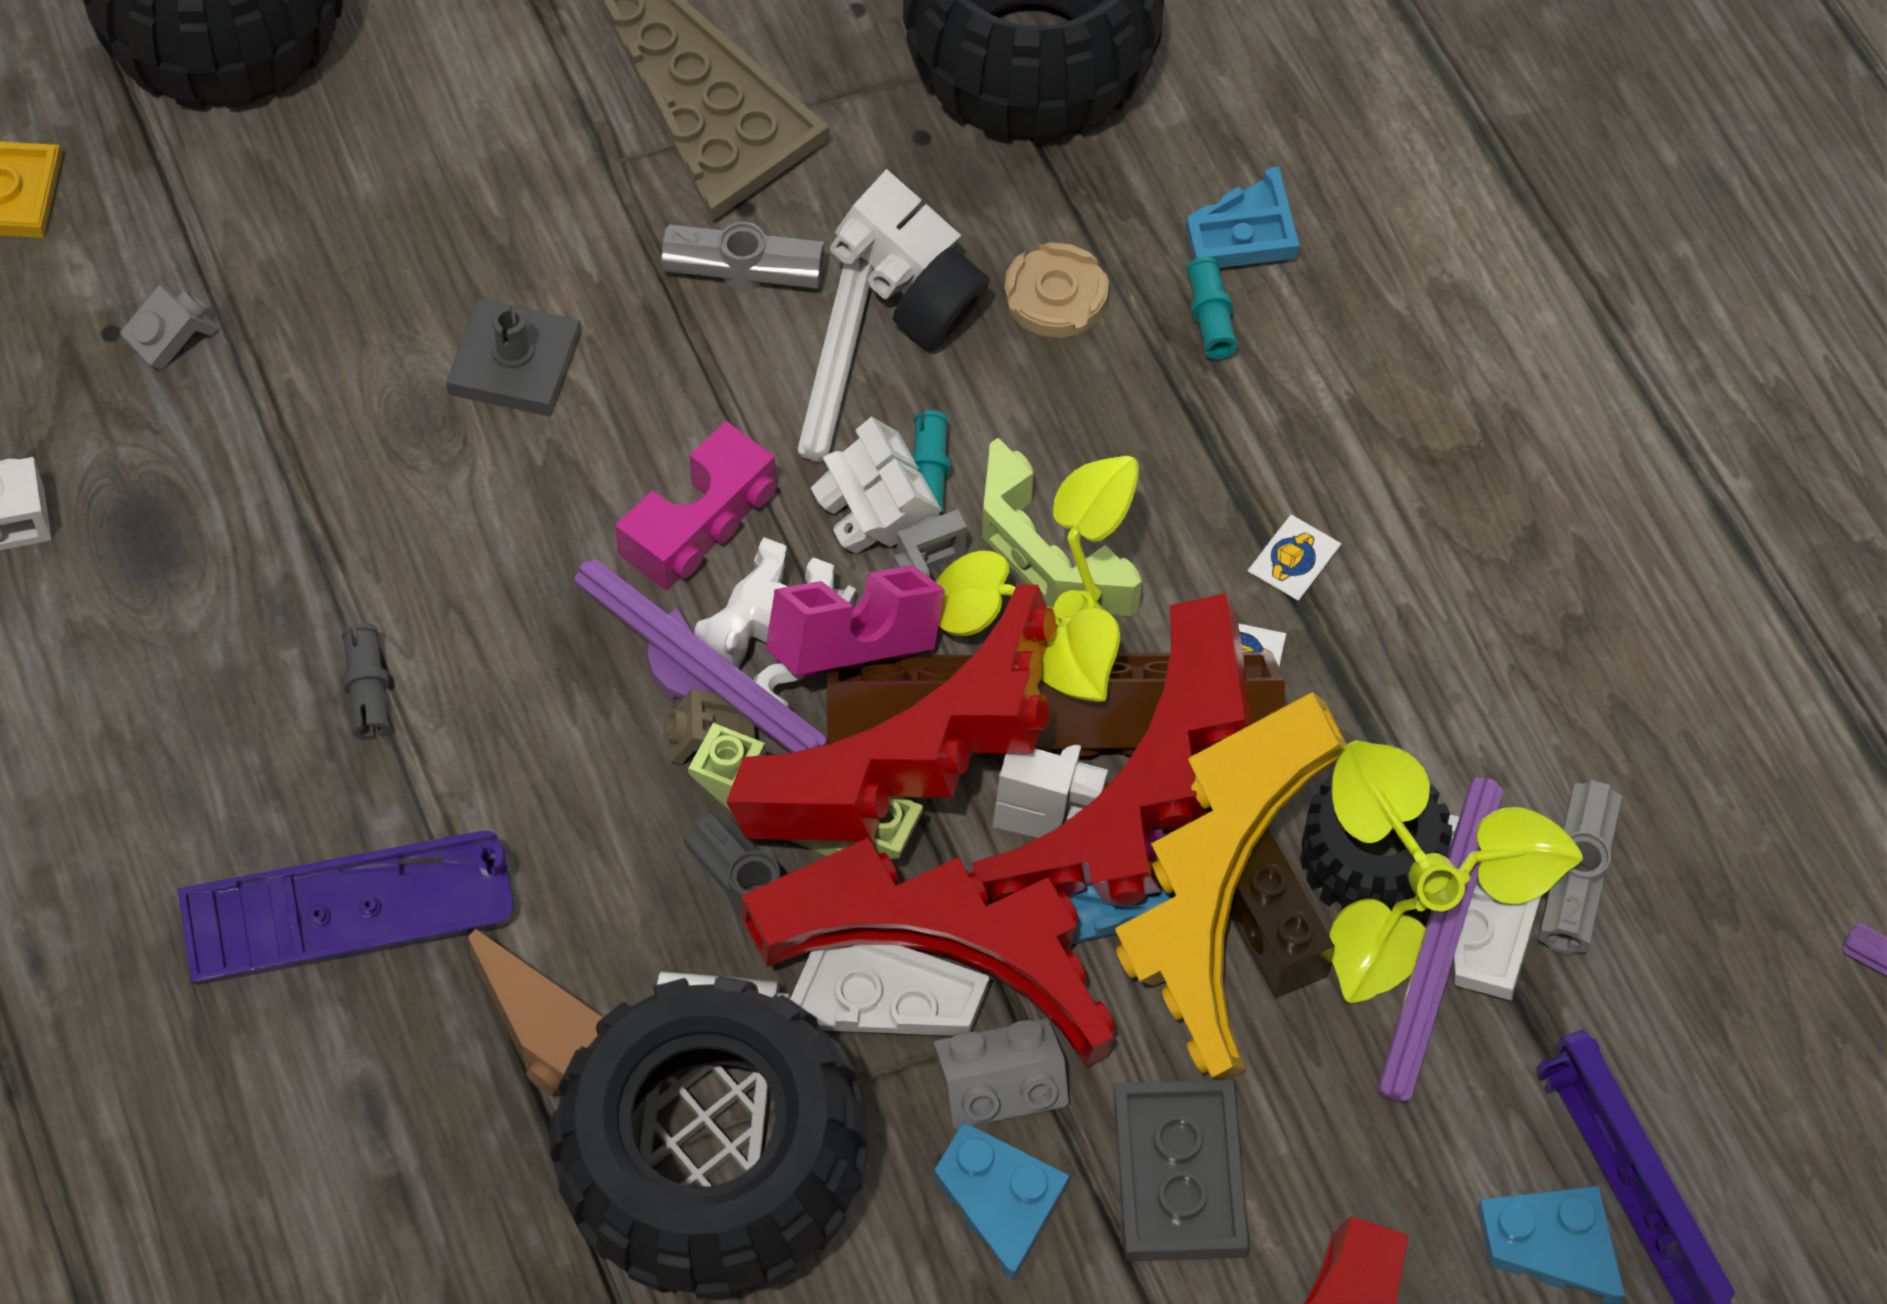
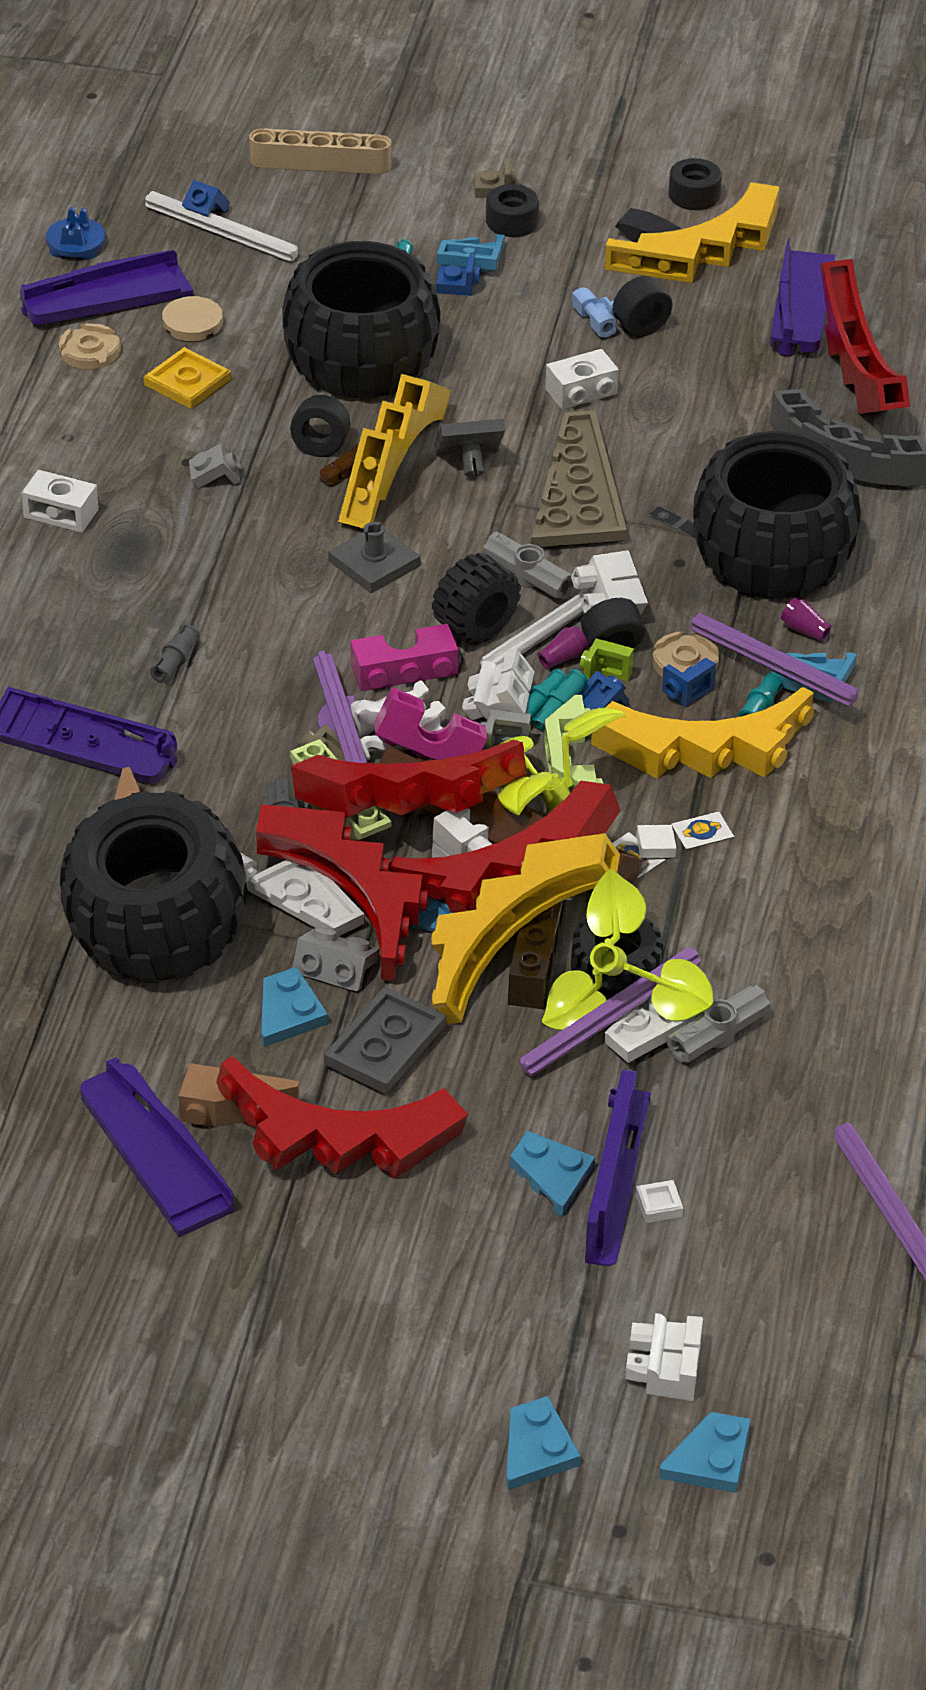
camera: 35 degrees right, 15 degrees down
(262, 153) = (311, 441): none -> black tyre
(349, 219) = (340, 467): none -> reddish brown axle
(414, 171) = (382, 450): none -> yellow arch
(511, 97) = (470, 440): none -> dark grey tile
(738, 358) = (476, 598): none -> black tyre
(866, 72) = (673, 520): none -> black sticker
(895, 364) = (564, 647): none -> magenta cone
(967, 459) = (568, 688): none -> teal pin
(971, 353) = (608, 659): none -> lime bracket
(1007, 415) = (602, 691): none -> blue bracket
(1102, 339) = (691, 684): none -> blue bracket
(1165, 145) = (804, 619): none -> magenta cone
(1192, 236) = (775, 659): none -> medium lavender axle
(1208, 422) = (706, 746): none -> yellow arch
(1262, 613) = (656, 841): none -> white tile
(1725, 1200) = (659, 1201): none -> white tile

